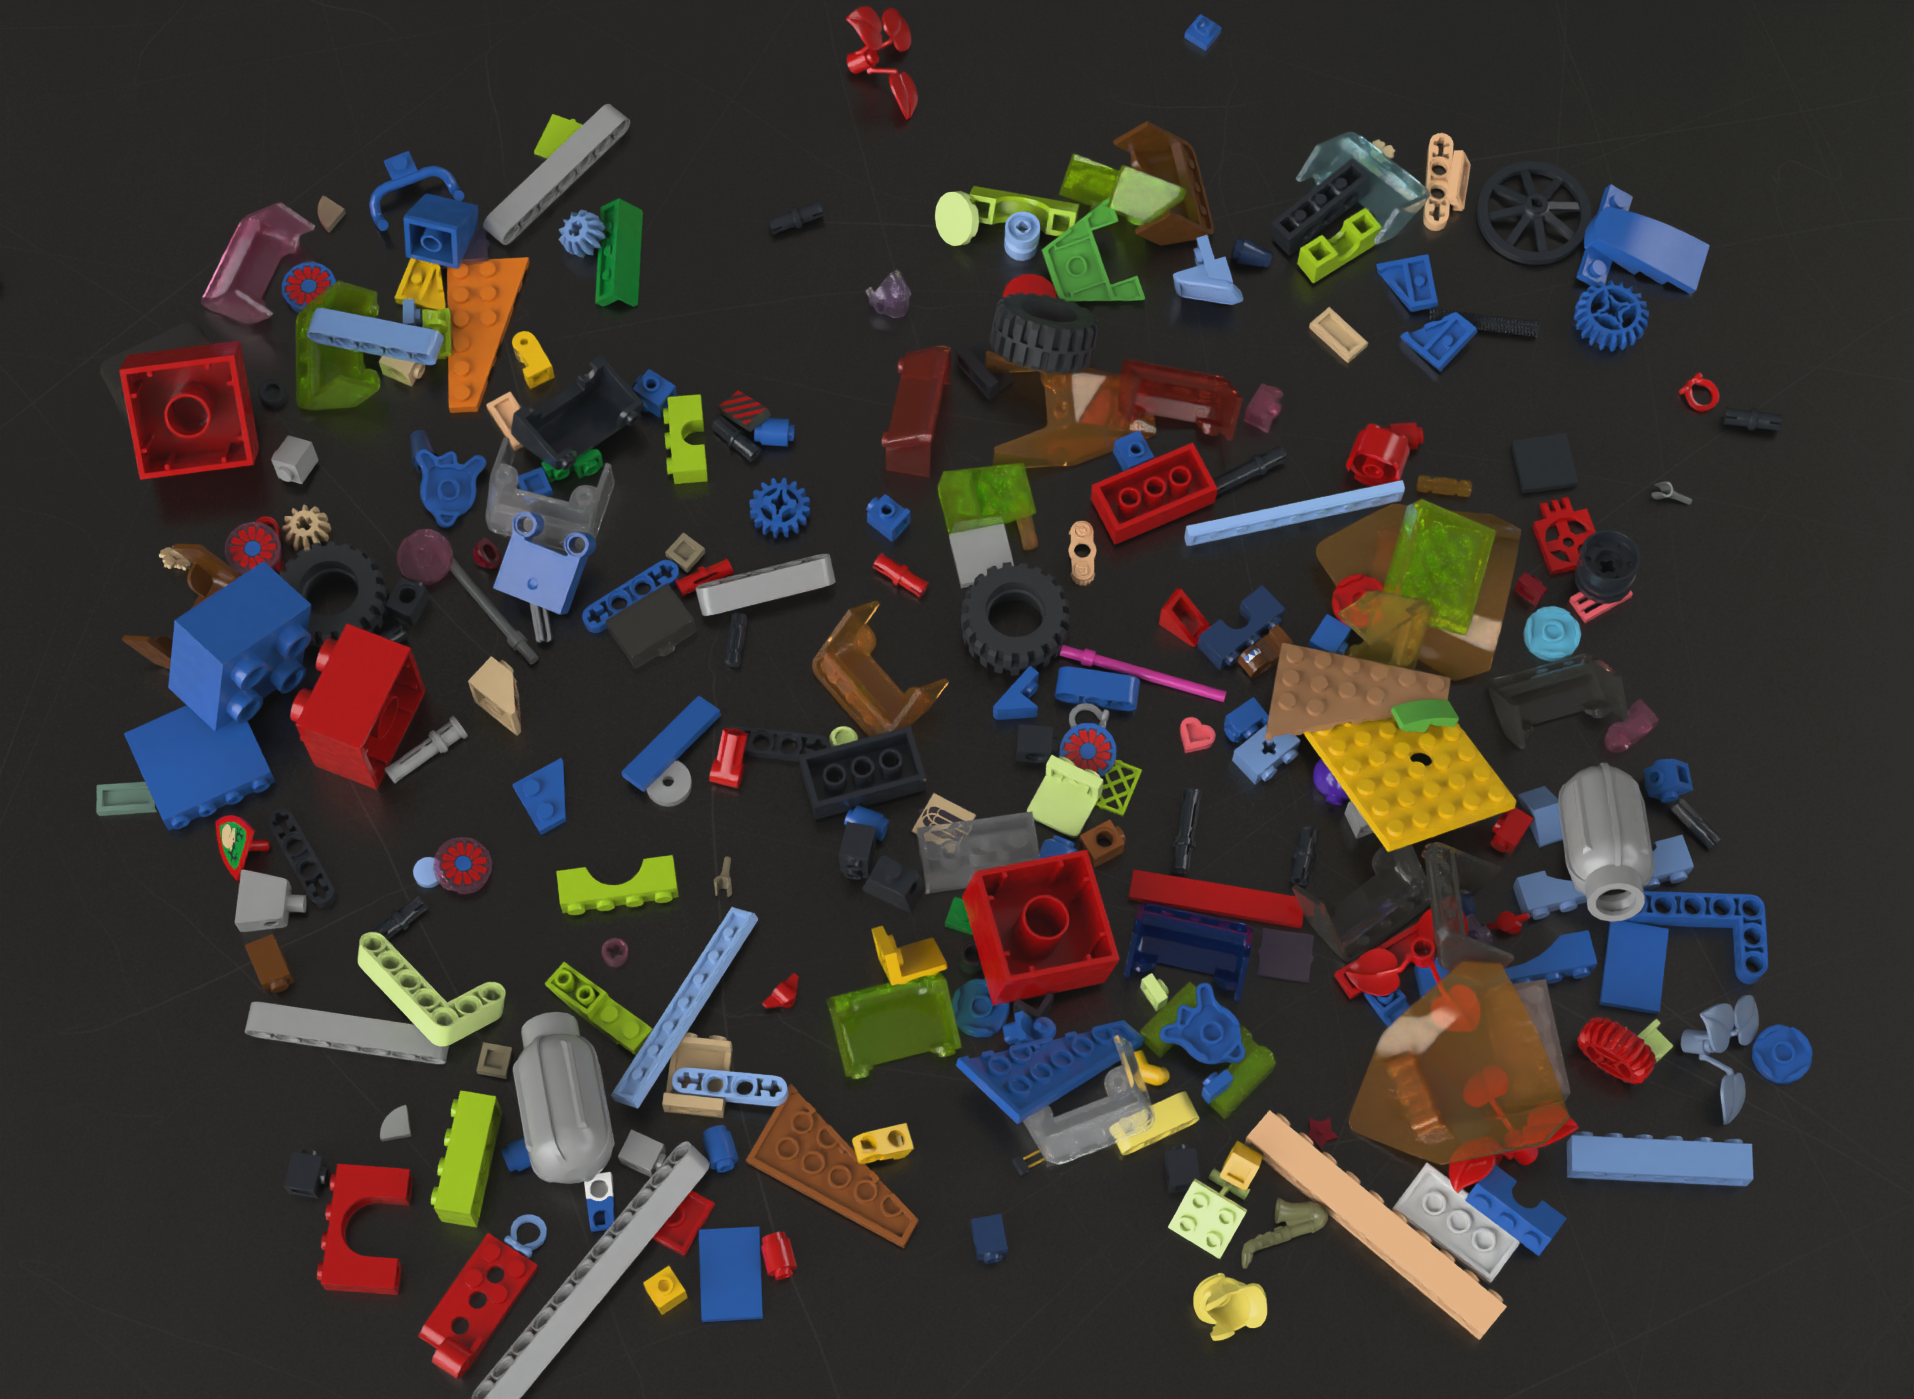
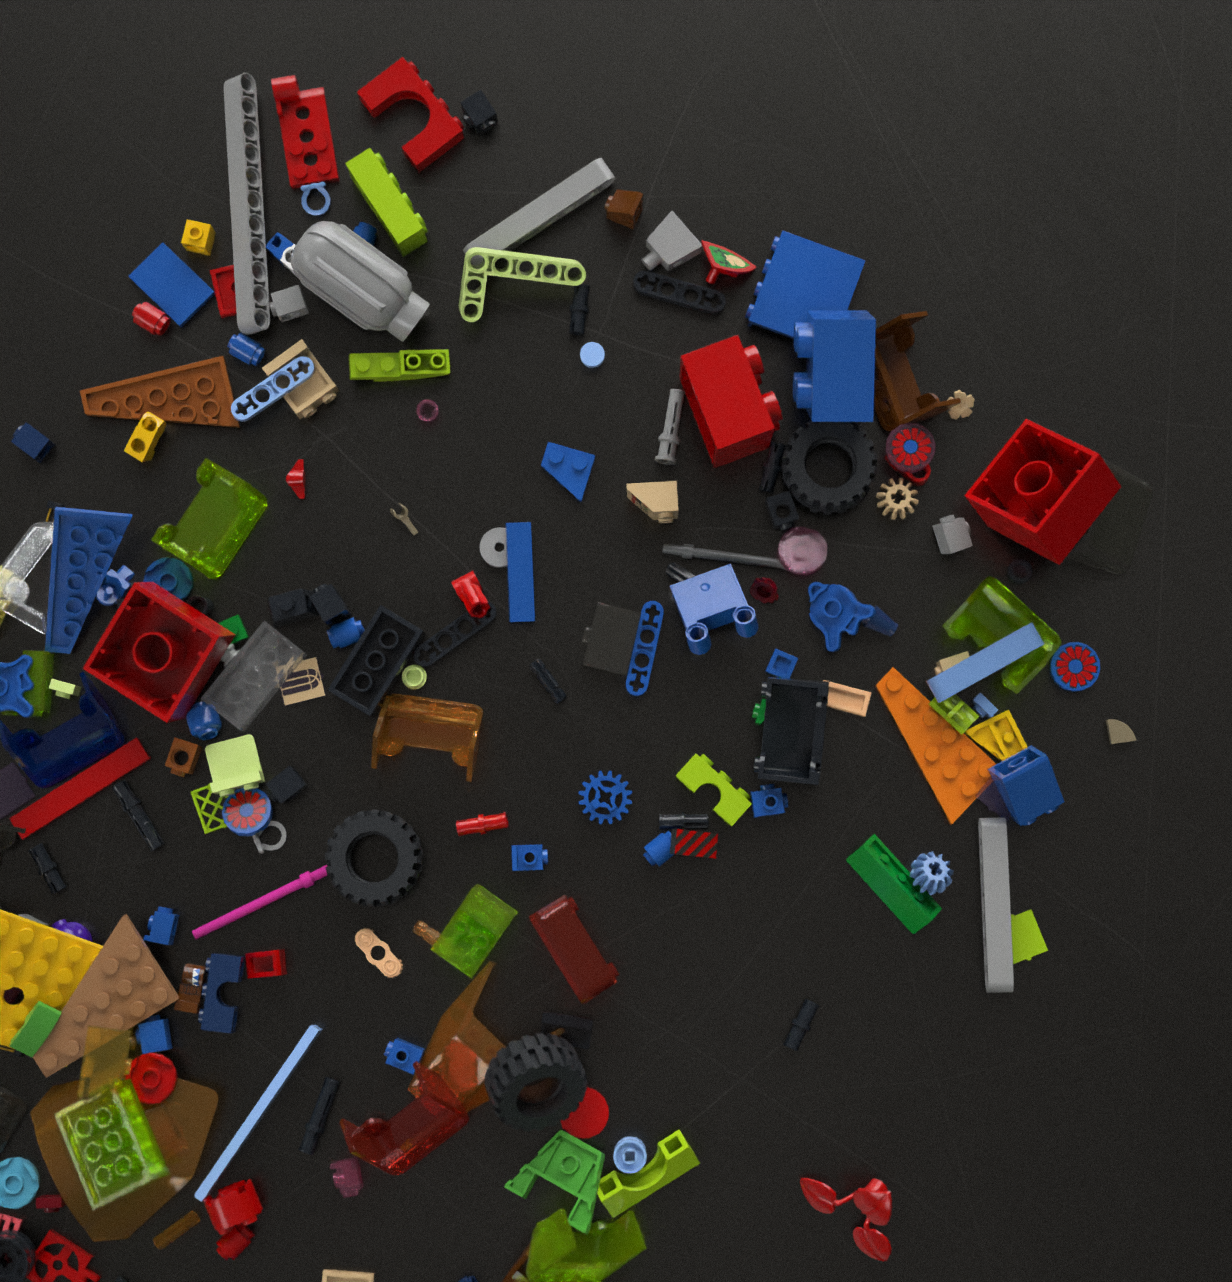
camera: 145 degrees right, 15 degrees up
(124, 799) = (828, 227): sand green tile -> none
(252, 261) = (1128, 639): clear pink windscreen -> none
(396, 1125) = (456, 190): light grey tile -> none
(403, 173) = (1096, 803): blue piece -> none
(462, 865) = (573, 376): tile -> none
(495, 1060) = (434, 278): dark tan plate -> none
(530, 353) = (873, 754): yellow leg -> none
(561, 518) = (726, 655): clear windscreen -> none
(582, 892) = (485, 427): lime arch -> none
(684, 1007) = (345, 410): light blue tile -> none
(685, 552) = (637, 709): dark tan plate -> none
(687, 584) = (609, 704): red pin -> none
(765, 584) = (561, 733): light grey beam -> none
(891, 296) = (676, 1021): clear purple helmet -> none
(908, 961) = (234, 567): yellow bracket -> none
(956, 218) = (686, 1124): yellowish green tile -> none
(979, 550) = (442, 888): light grey tile -> none
(1014, 702) = (325, 800): blue slope -> none
(1097, 688) = (280, 861): blue beam -> none
(1151, 1073) = (26, 633): yellow arm -> none
(1153, 493) = (363, 1036): red brick -> none
(1195, 735) = (190, 889): coral tile -> none
(1209, 279) = (464, 1239): medium blue piece -> none
(1260, 766) = (135, 904): medium blue brick -> none

